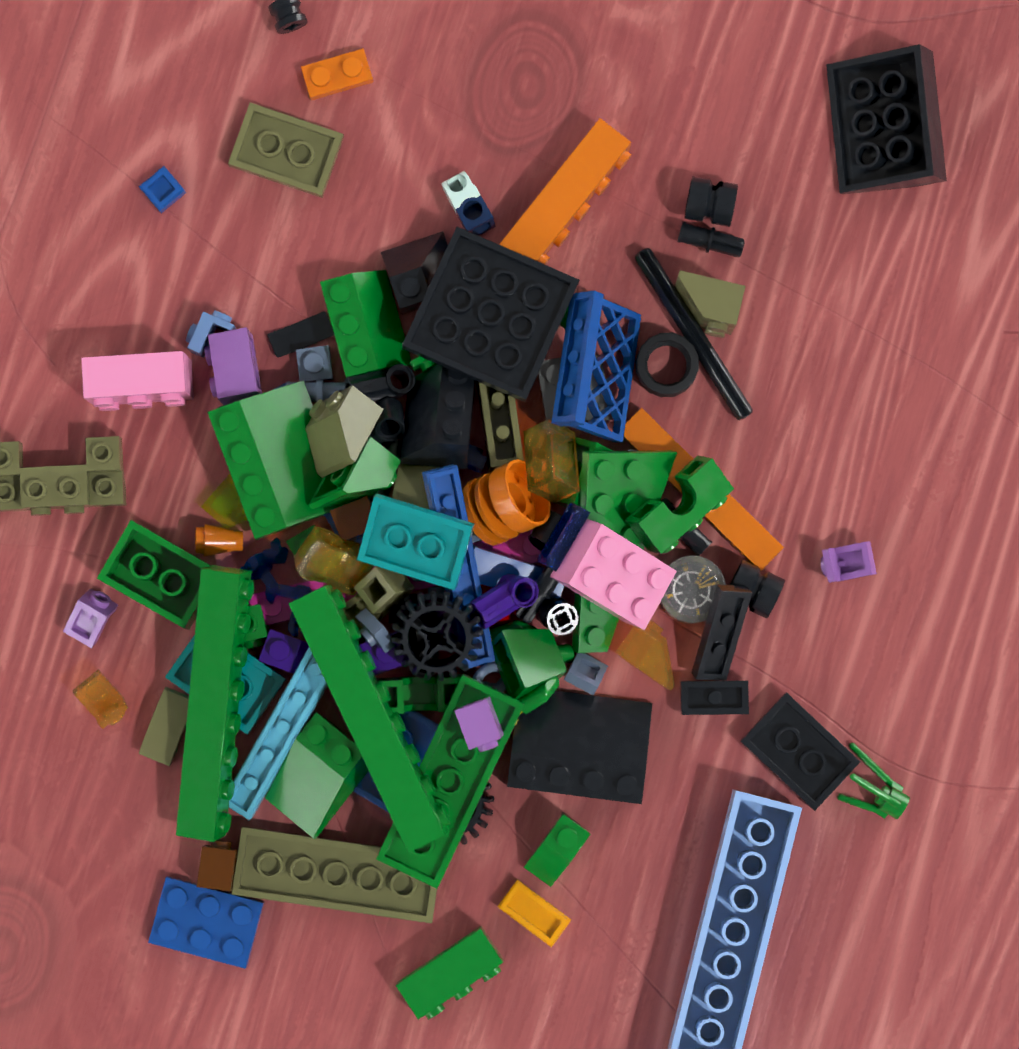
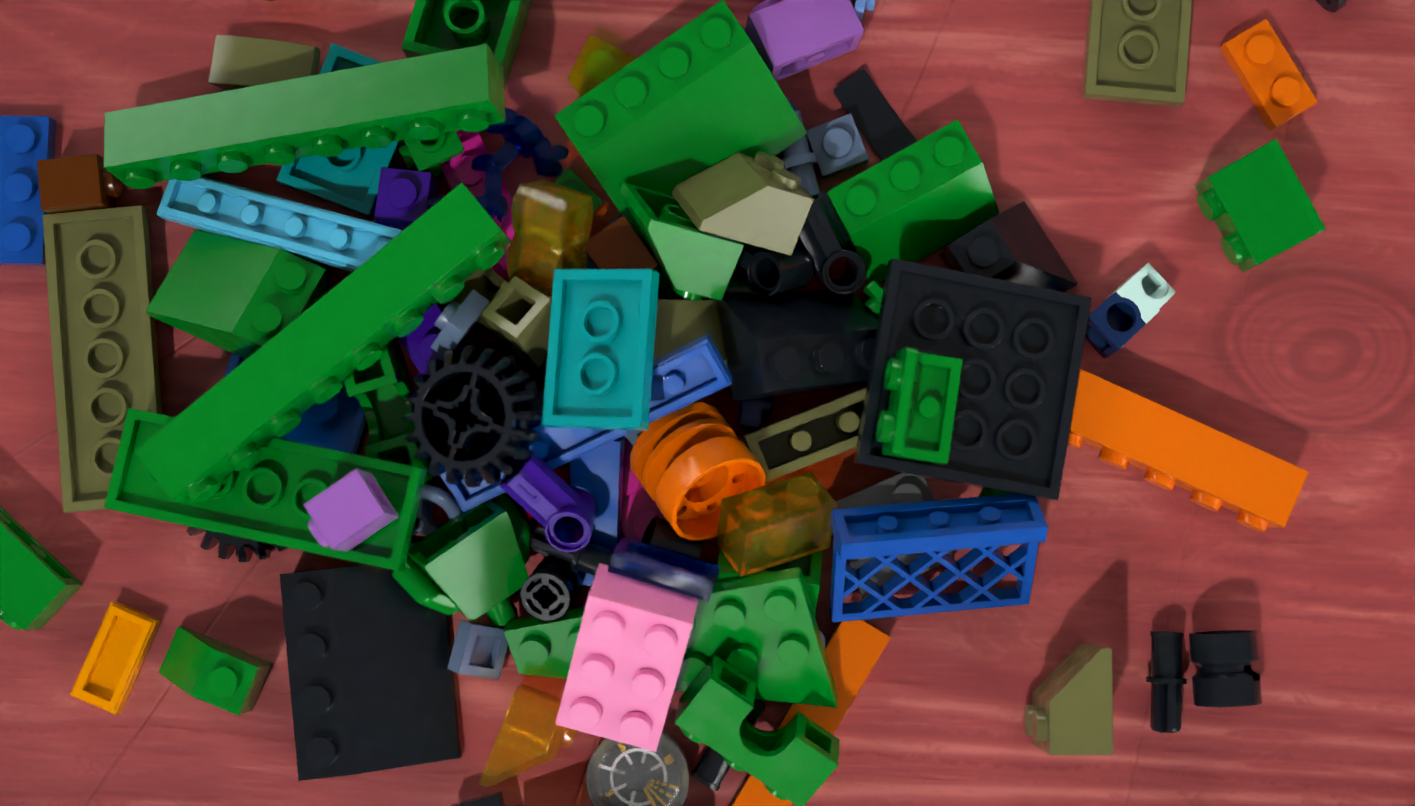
camera: 75 degrees right, 0 degrees up
(217, 540) = (546, 68): orange cone -> none
(424, 106) = (1258, 206): none -> green slope
(500, 351) = (919, 406): none -> green bracket
(682, 345) = (1001, 668): black tyre -> none
(693, 333) = (1019, 689): black axle -> none

